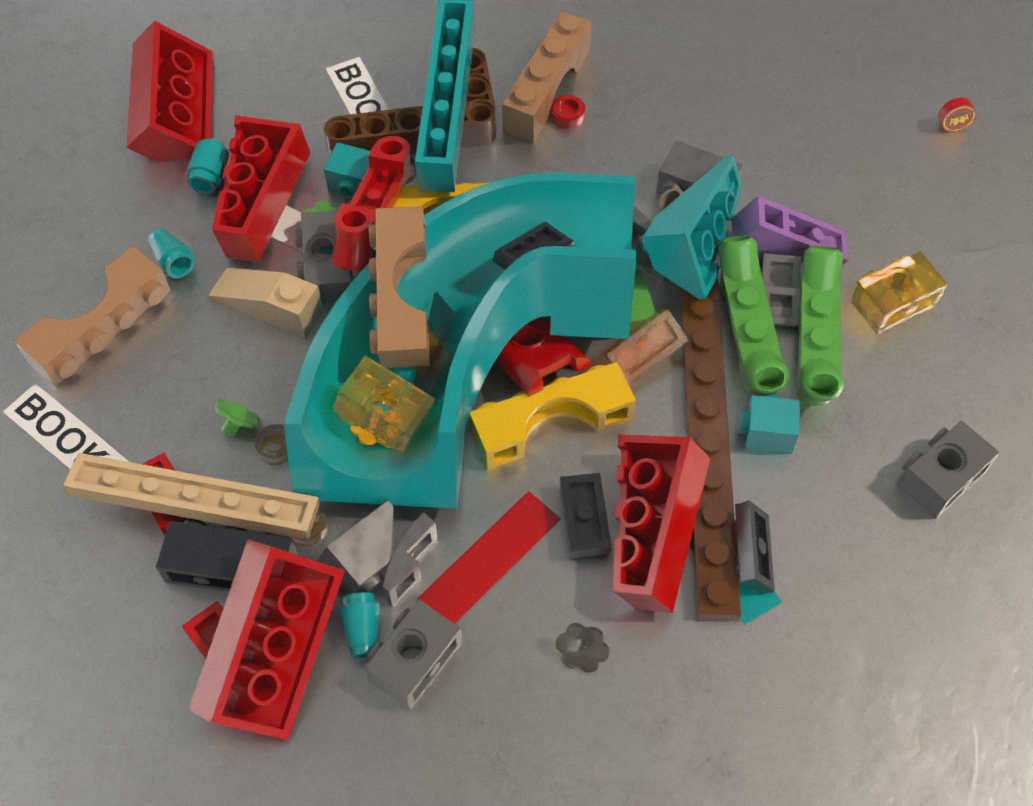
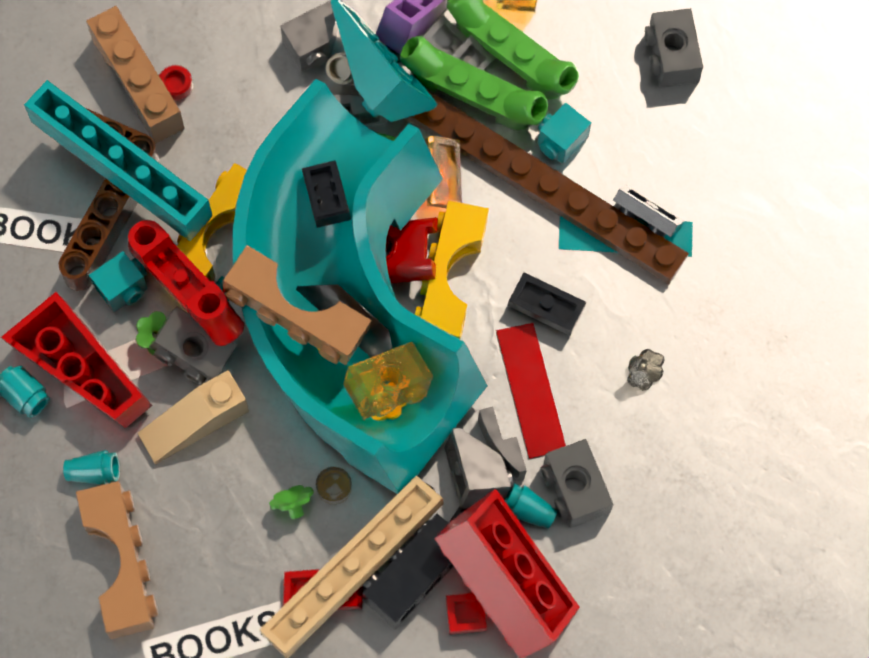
camera: 60 degrees left, 10 degrees up
(656, 516) = (585, 256): red wedge -> none

